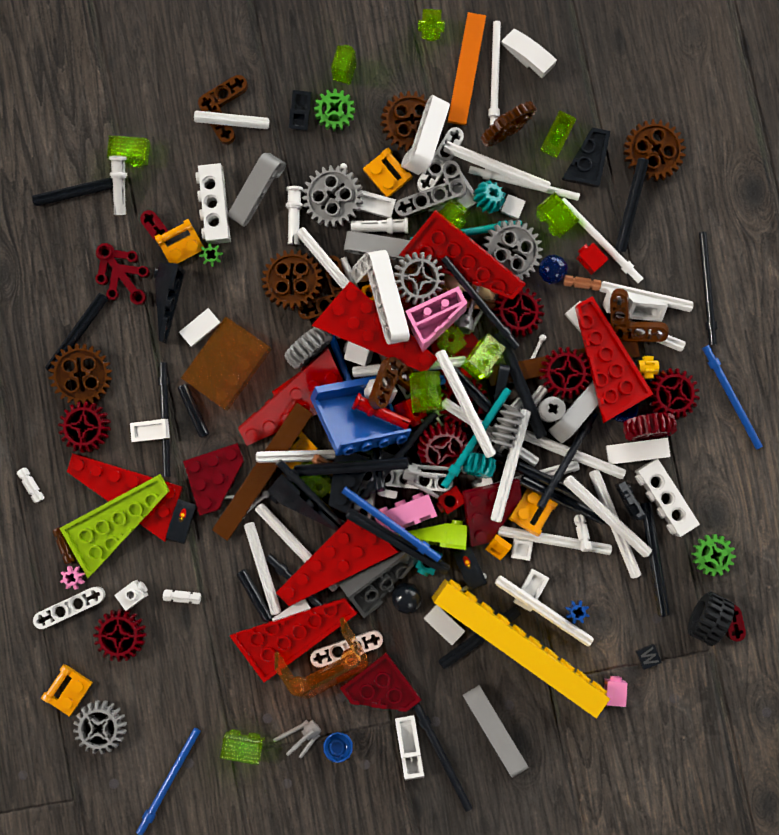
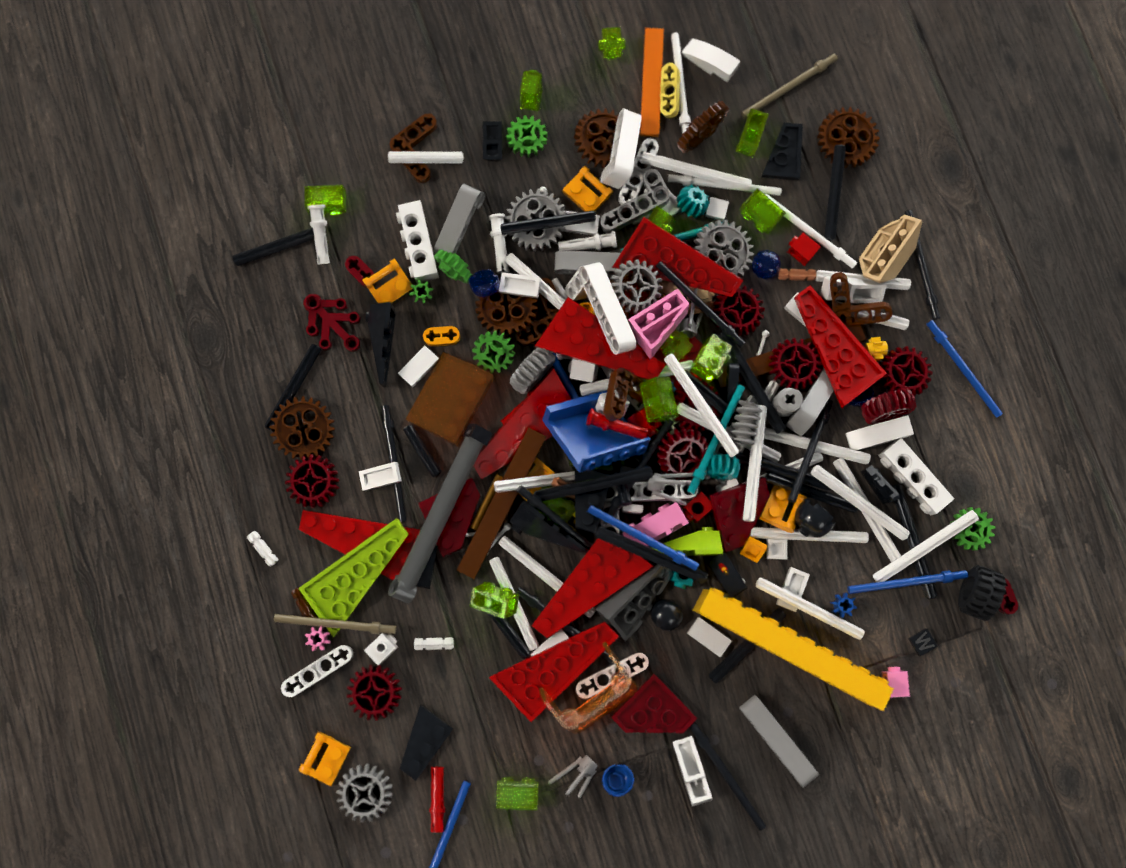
camera: 15 degrees left, 5 degrees down
(127, 574) = (373, 628): none -> dark tan bar
(159, 539) = (404, 585): none -> dark grey piece
(162, 687) = (425, 740): none -> black wing
(166, 749) = (437, 799): none -> red pin
(225, 296) = (441, 331): none -> light orange beam
(243, 564) = (494, 600): none -> clear neon green brick
(244, 233) = (452, 266): none -> bright green gear
(262, 447) = (485, 504): none -> pearl gold bar
(272, 255) = (484, 283): none -> clear blue hair
(273, 329) = (491, 343): none -> bright green gear
(307, 261) = (519, 285): none -> white tile
(343, 201) = (547, 222): none -> black axle
(479, 73) = (665, 84): none -> light yellow beam
(559, 527) = (813, 519): none -> black cylinder
(582, 532) = (842, 535): white axle -> none
(636, 74) = (819, 67): none -> dark tan bar
(664, 567) = (926, 546): none -> white axle
(677, 270) = (890, 249): none -> tan wedge
(679, 598) = (945, 577): none -> blue bar

